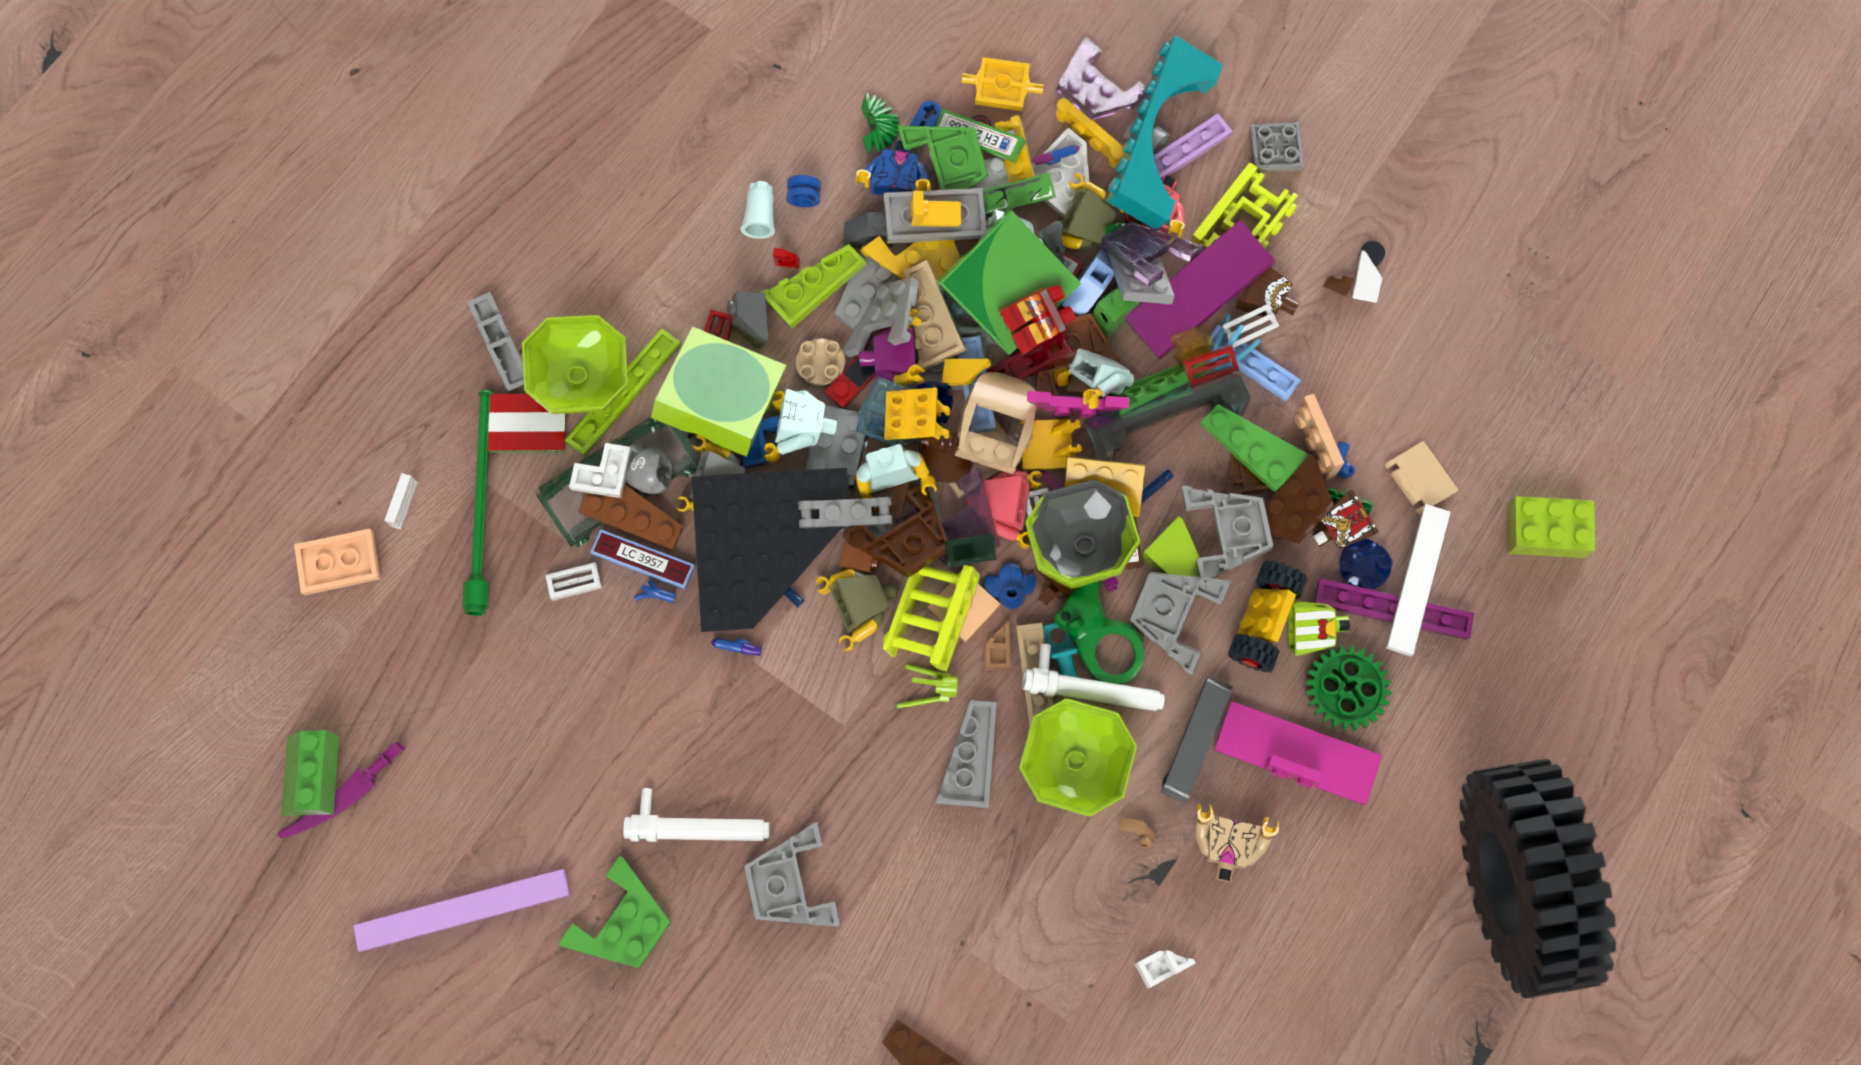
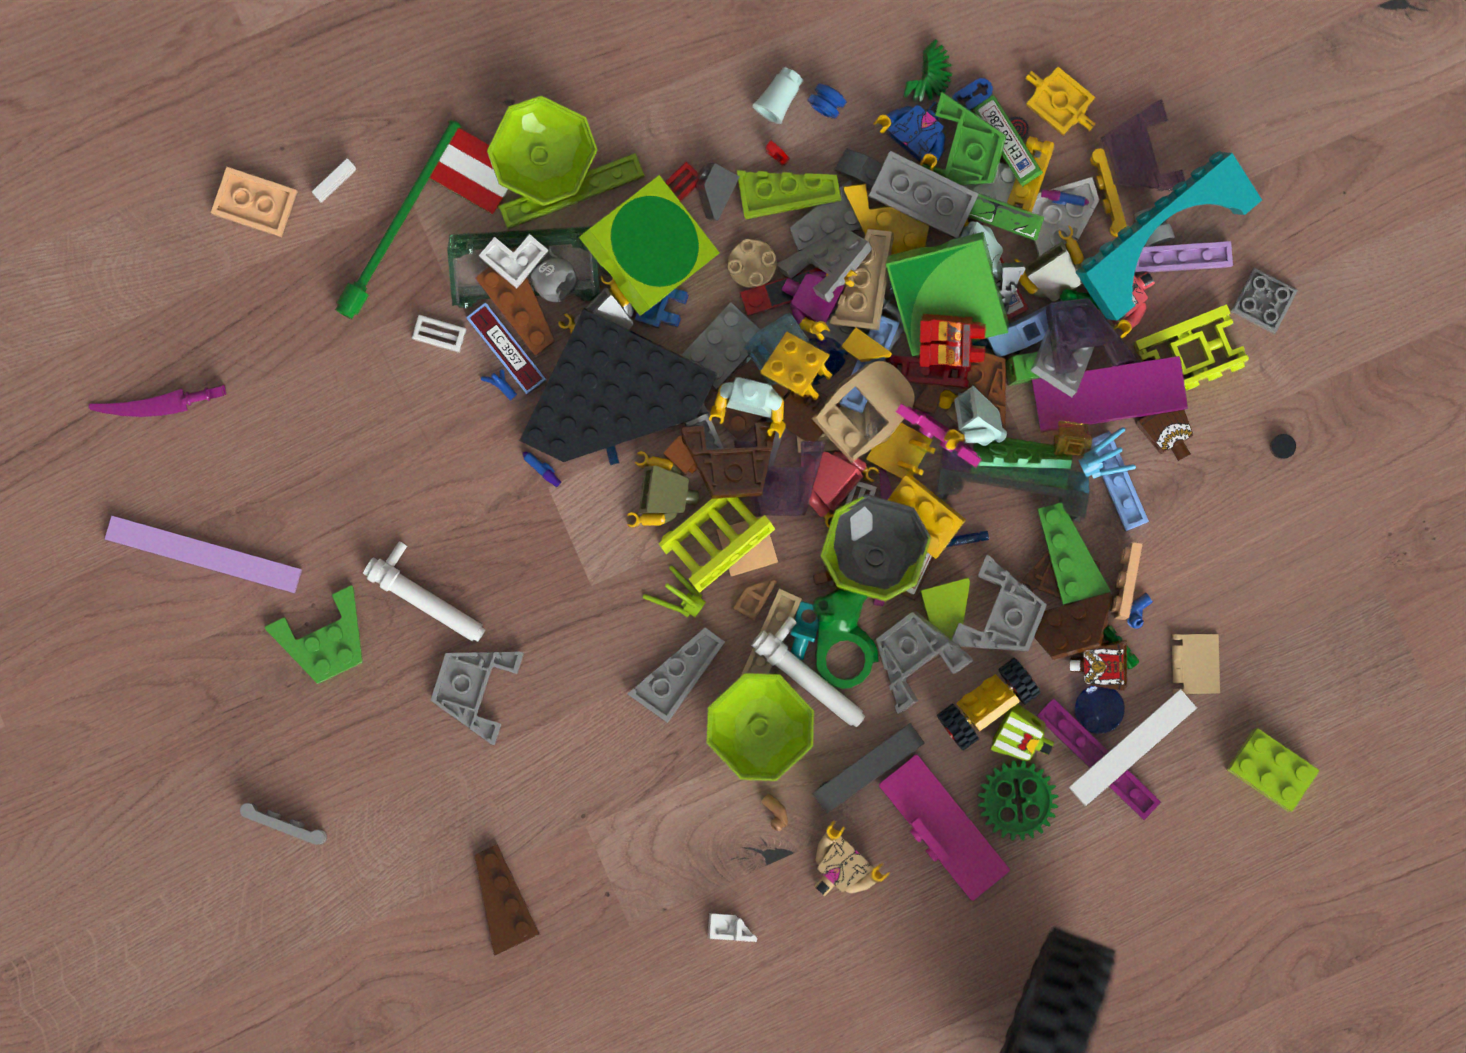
camera: 30 degrees right, 10 degrees up
(310, 773) = (140, 371): bright green slope -> none
(498, 340) = (491, 83): light grey slope -> none
(798, 423) = (701, 310): light aqua torso -> none
(845, 512) = (692, 413): light grey plate -> none
(934, 212) = (922, 195): yellow bracket -> none
(970, 550) = (776, 505): clear green slope -> none
(1010, 582) = (798, 548): blue plate -> none
(1210, 355) = (1073, 466): red tile -> none
(1270, 316) = (1151, 462): white tile -> none
(1339, 285) = (1238, 459): reddish brown tile -> none
(1367, 280) = (1262, 467): white slope -> none

